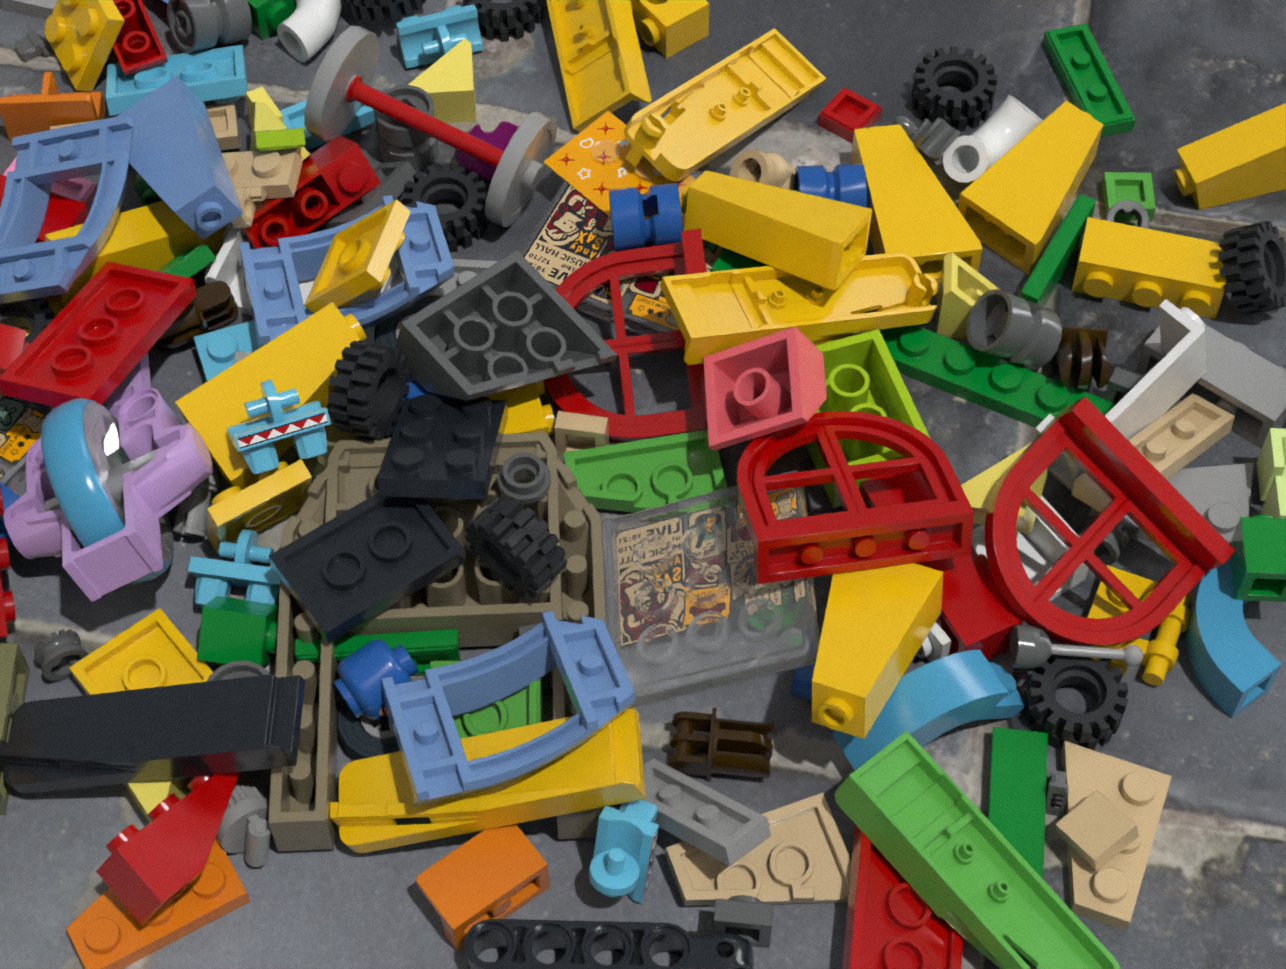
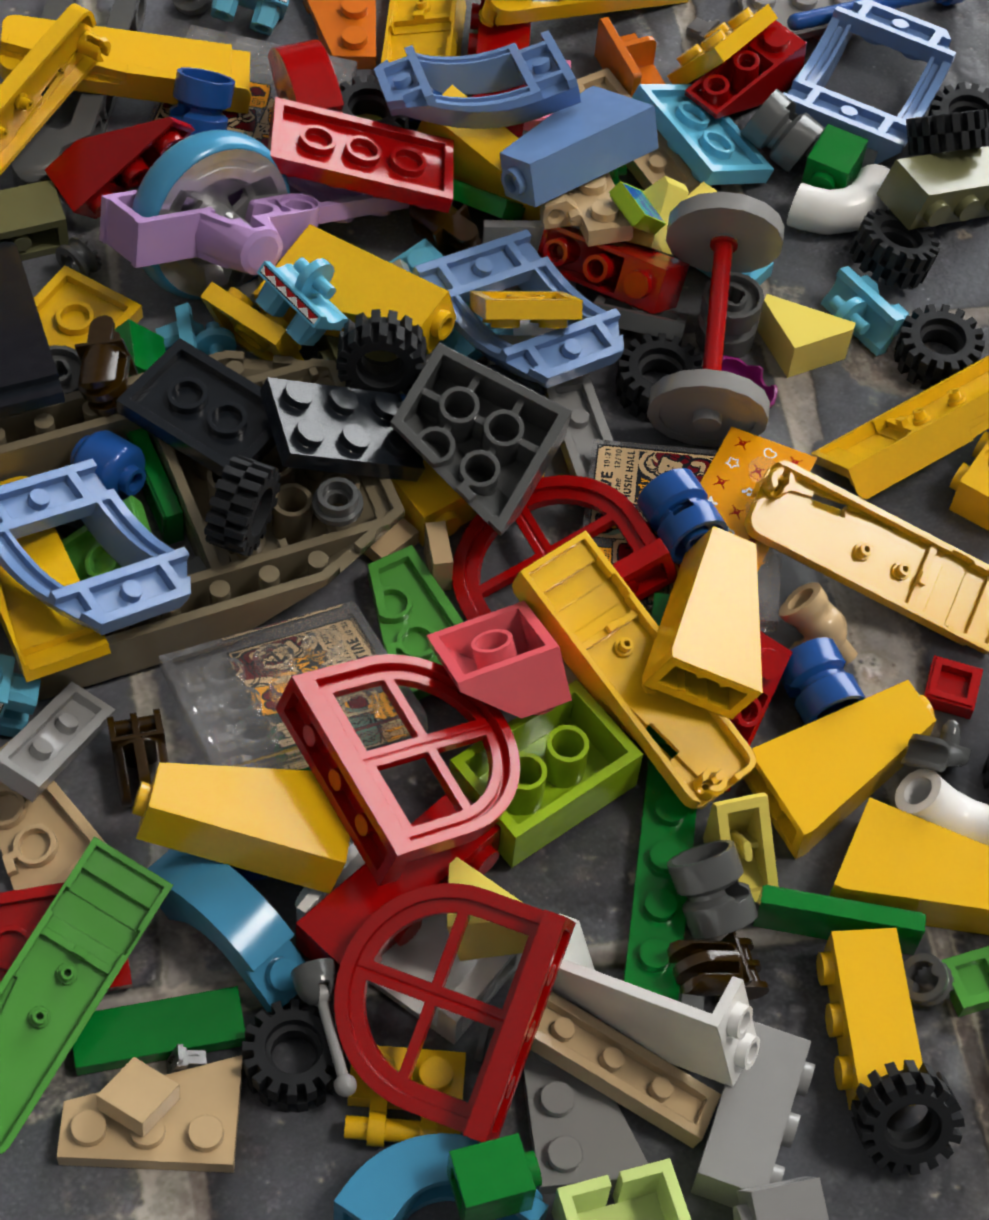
camera: 65 degrees right, 0 degrees up
(272, 636) = (104, 366): none -> dark brown arm

